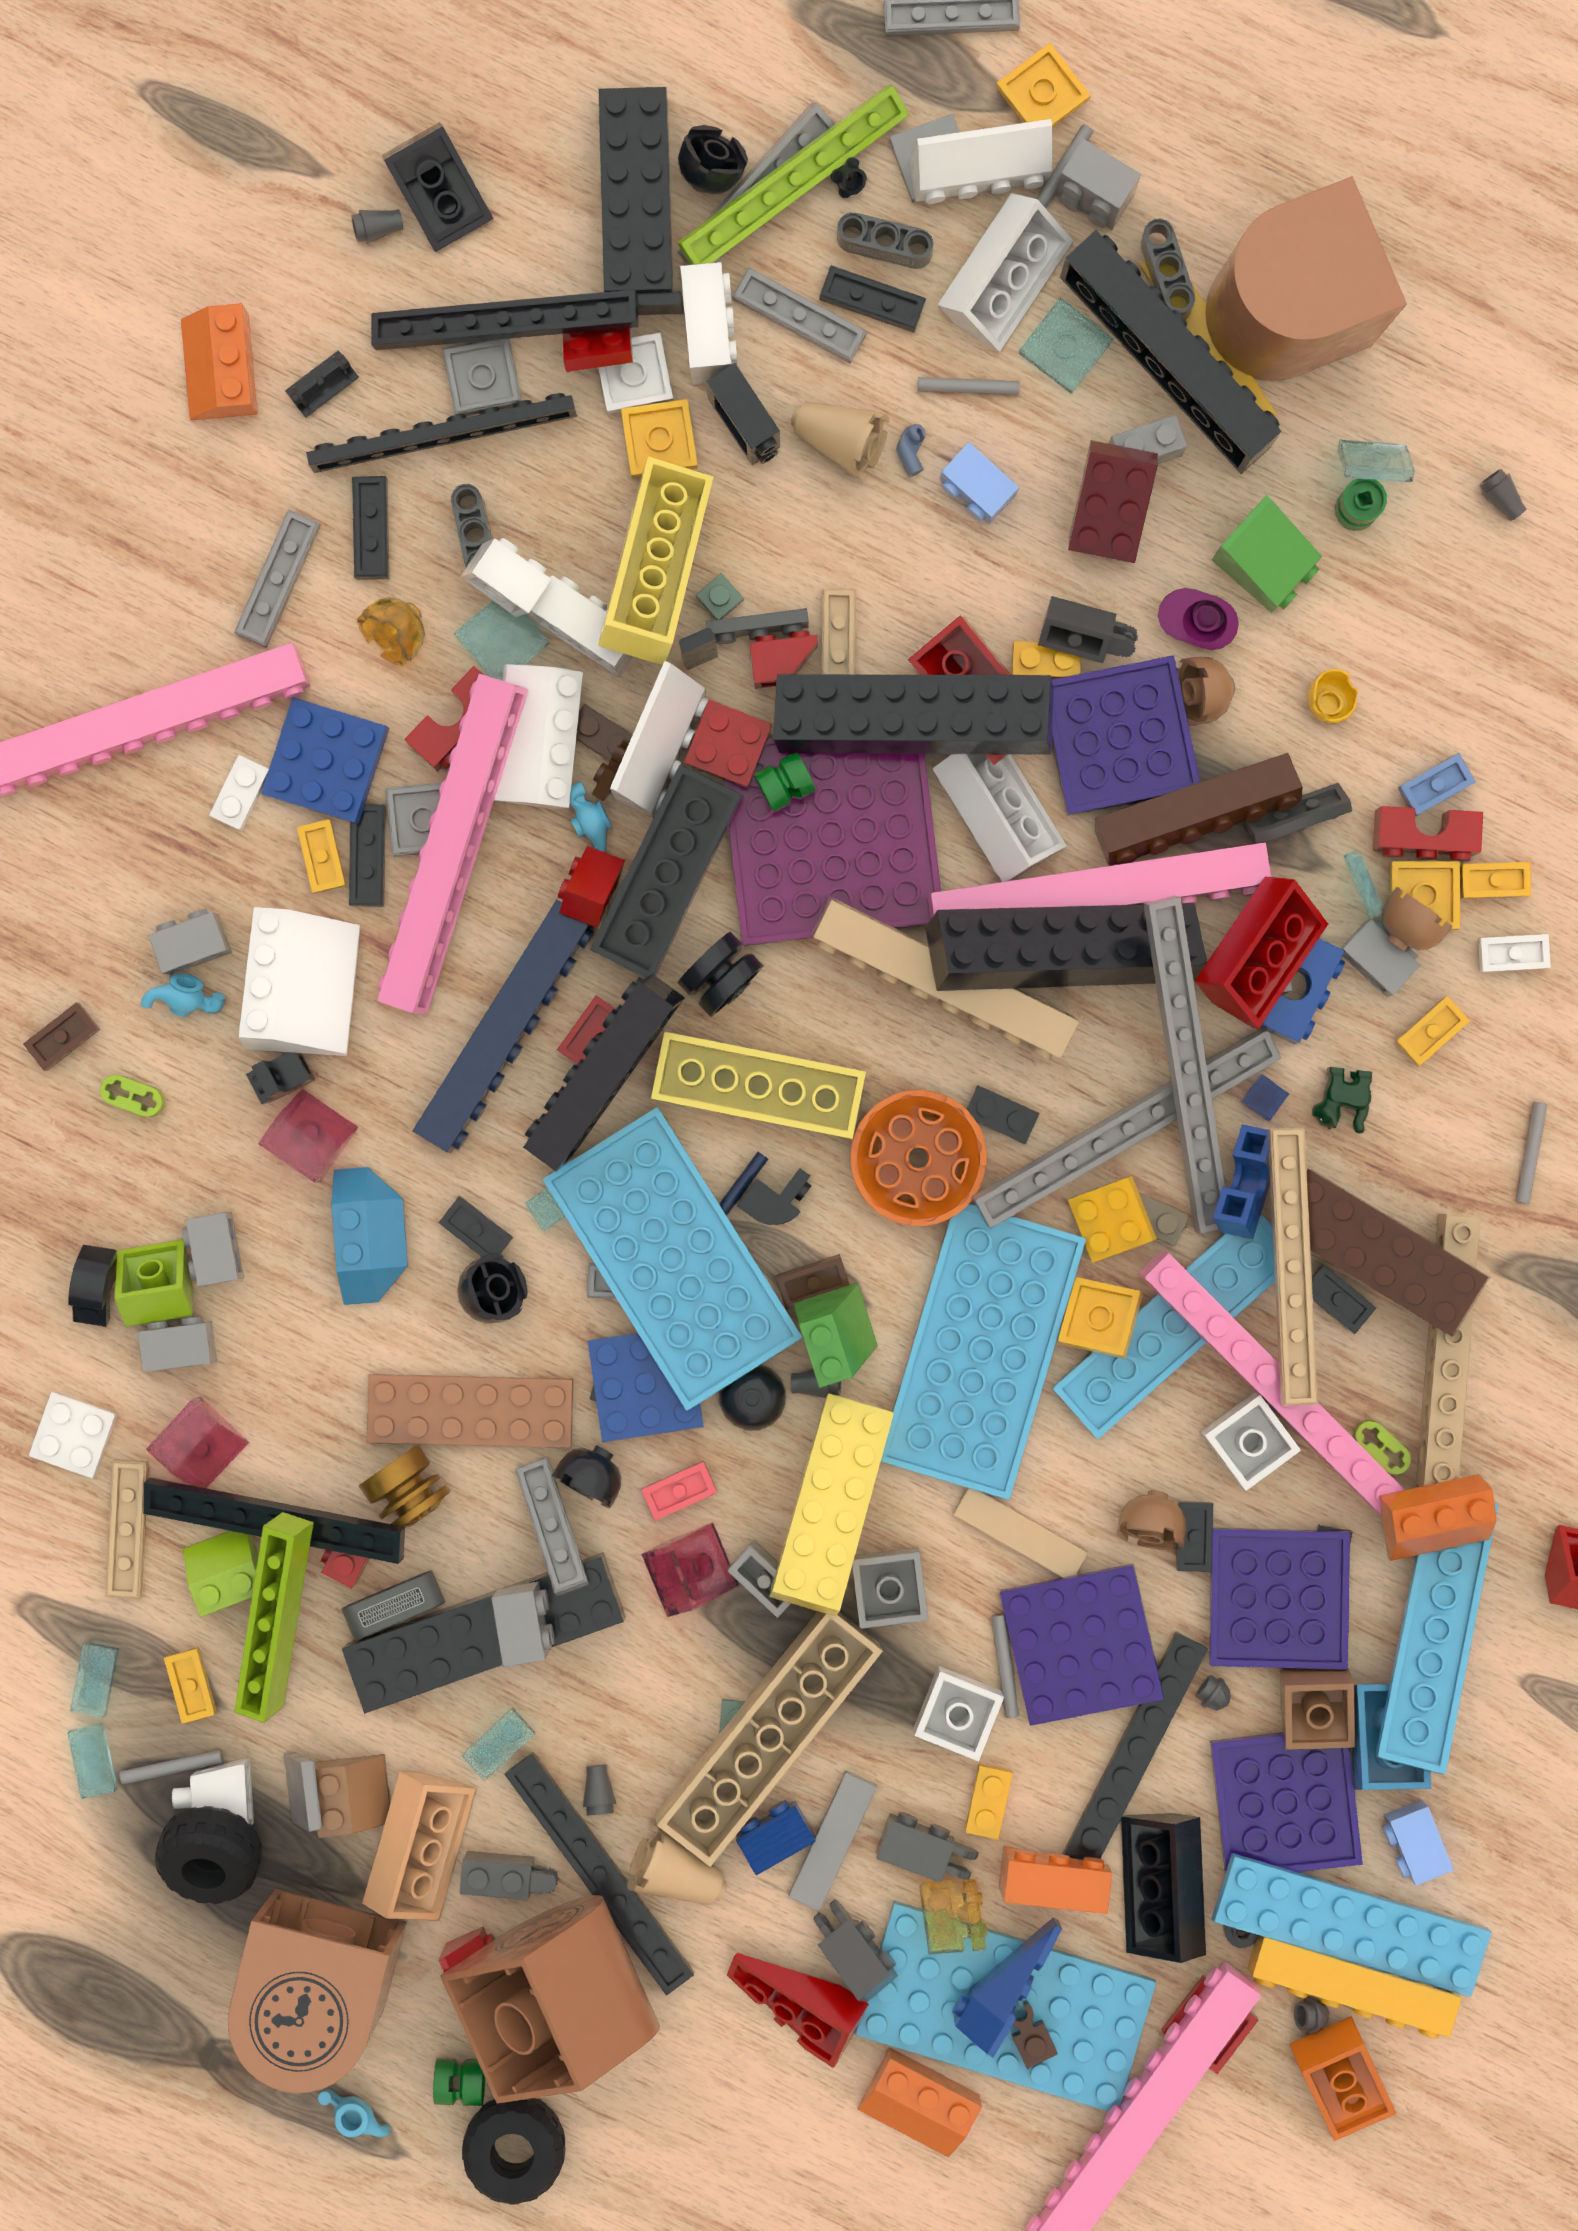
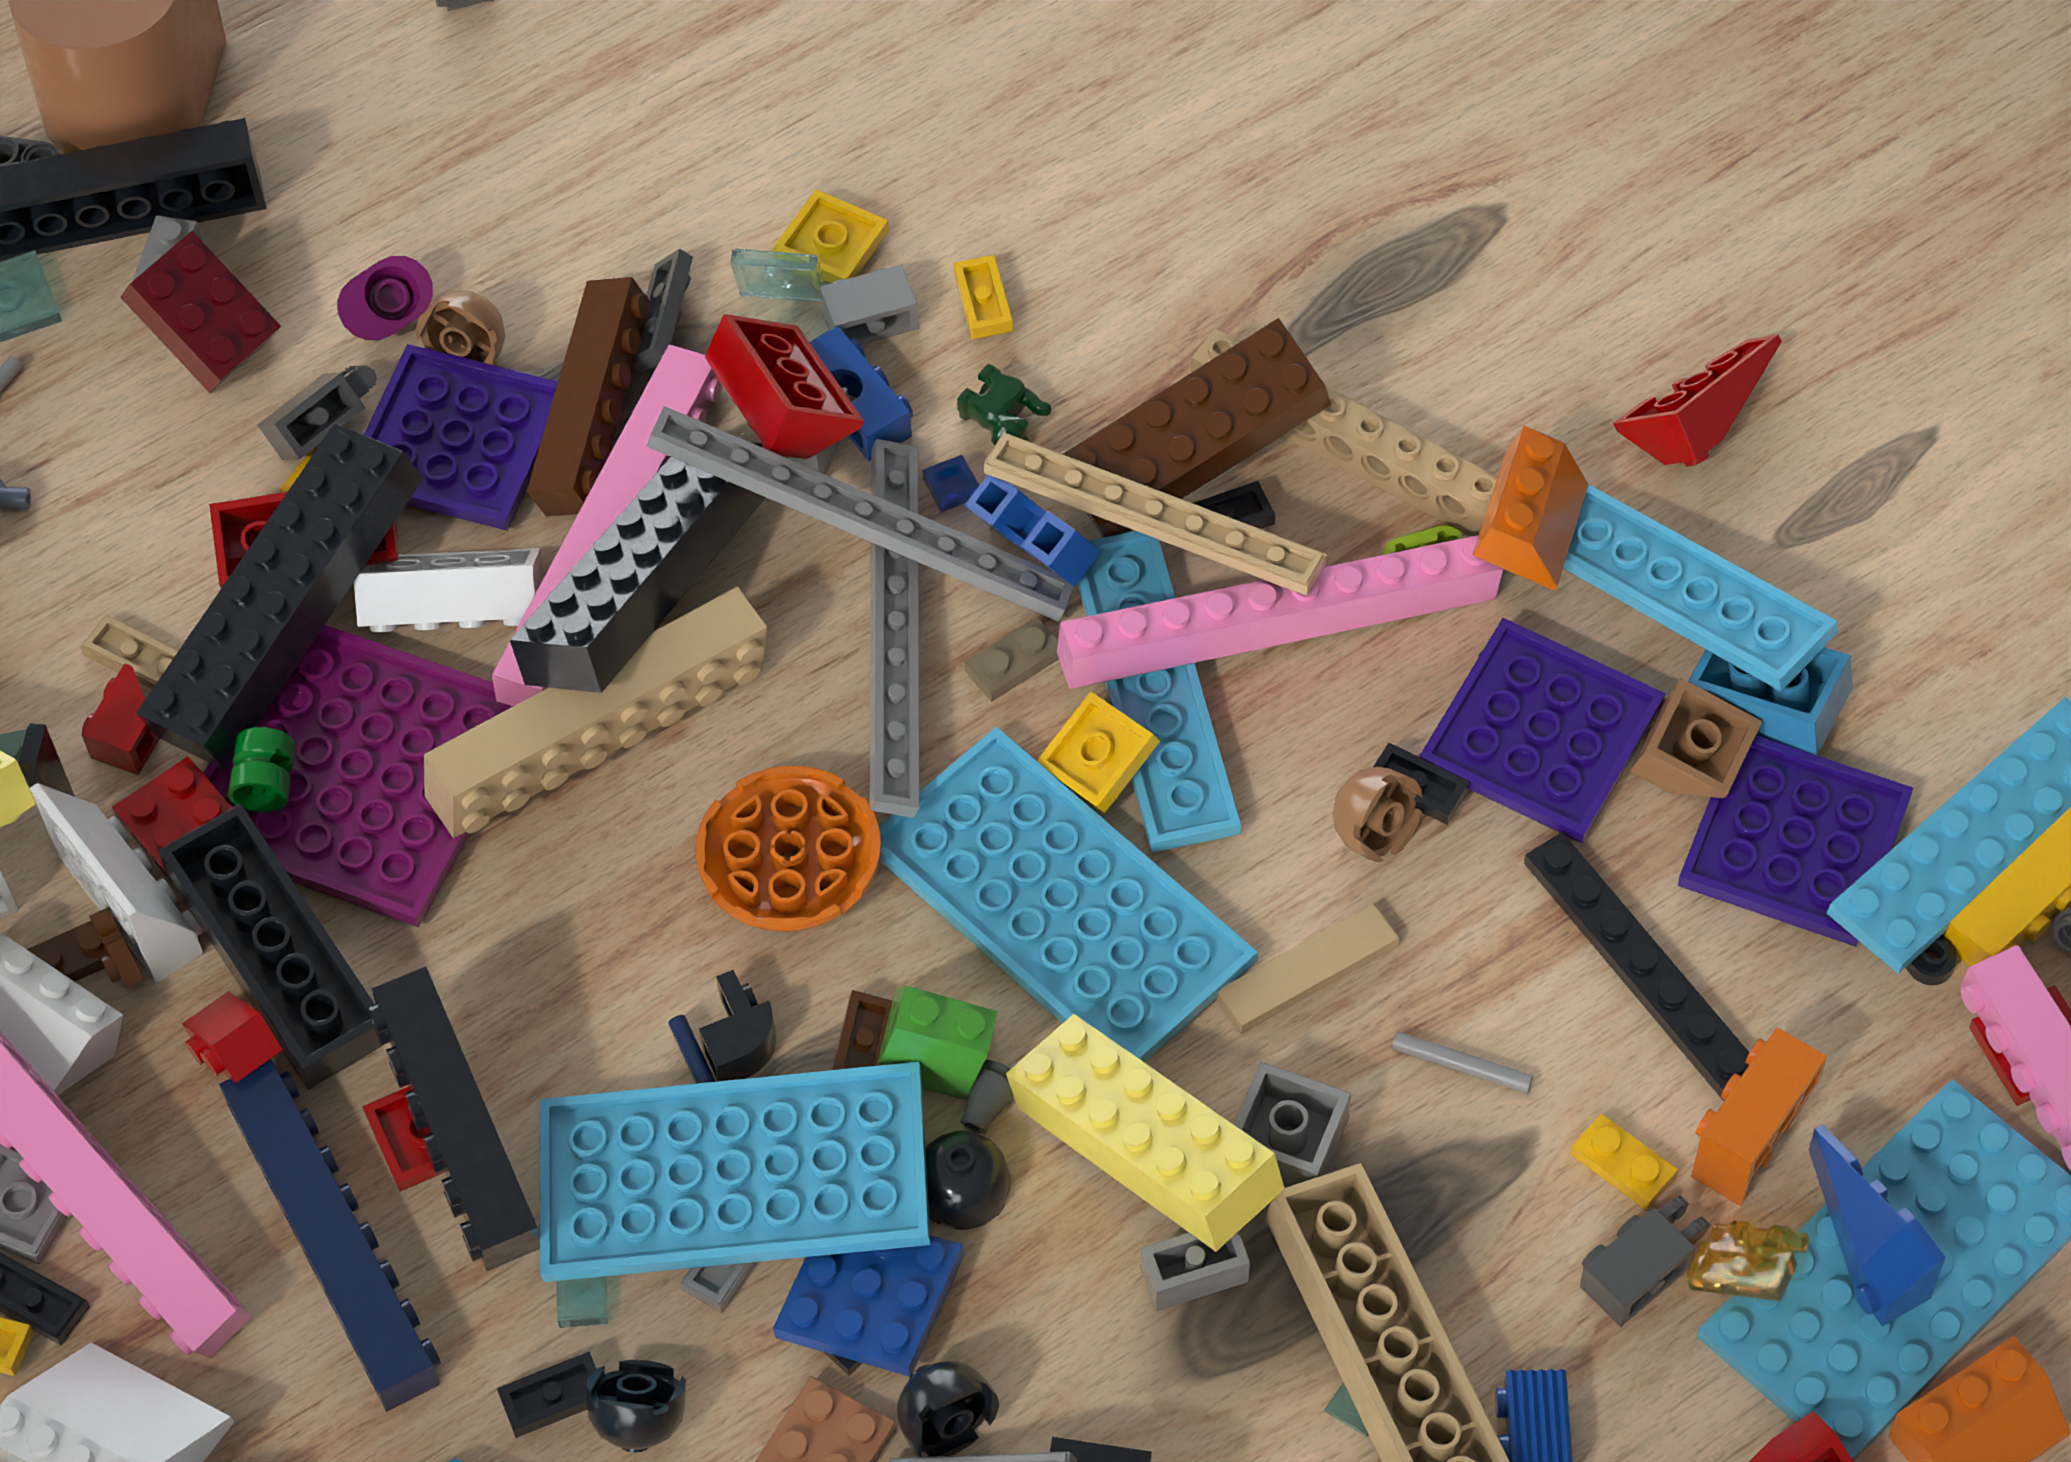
camera: 60 degrees left, 30 degrees down
(590, 817) = (154, 1009): medium azure piece -> none
(679, 1490) = (1026, 1320): coral plate -> none
(689, 1570) = (1133, 1358): clear pink slope -> none
(722, 976) = (438, 946): black wheel -> none
(758, 625) = (79, 702): dark grey plate -> none
(758, 1085) = (590, 978): light yellow brick -> none
(832, 1840) = (1590, 1375): light grey tile -> none
(855, 1954) = (1738, 1397): dark grey hinge -> none
(958, 1713) = (1489, 1128): white brick -> none
(978, 484) = (85, 439): light blue brick -> none
(1002, 1114) = (807, 744): black plate -> none
(1032, 2039) = (1962, 1243): reddish brown plate -> none
(1082, 1644) = (1481, 960): dark purple plate -> none
(1112, 1219) = (990, 689): yellow plate -> none
(1163, 1886) = (1851, 1015): black slope -> none
(1214, 1693) = (1619, 850): dark grey plate -> none
(1250, 1441) = (1336, 667): white brick -> none
(1268, 556) = (366, 210): bright green slope -> none
(1332, 696) = (558, 225): yellow hair -> none
(1360, 504) = (377, 107): green wheel -> none
(1375, 461) = (342, 71): clear light blue tile -> none
(1397, 833) = (786, 181): red arch -> none
(1412, 923) = (847, 238): medium nougat cylinder -> none
(1417, 1842) = (1916, 721): light blue brick -> none
(1437, 784) = (720, 177): medium blue plate -> none
(1495, 880) = (860, 168): yellow plate -> none
(1514, 953) = (948, 188): white plate -> none
(1531, 1152) = (1177, 270): light grey bar -> none

